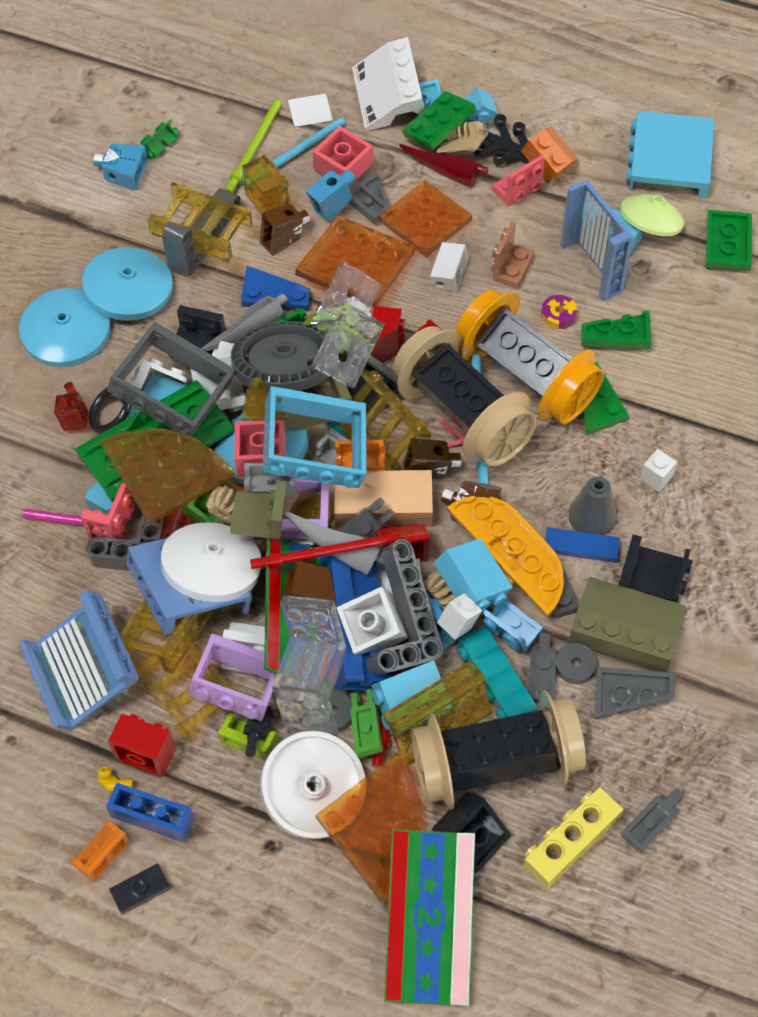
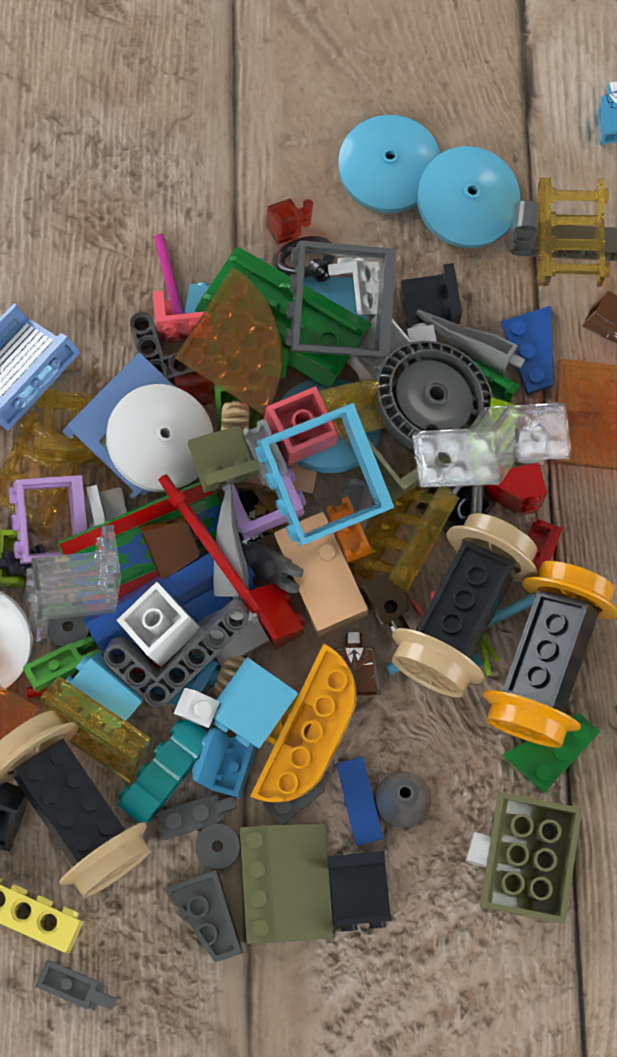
camera: 70 degrees right, 15 degrees up
(680, 432) = (531, 858): none -> olive slope

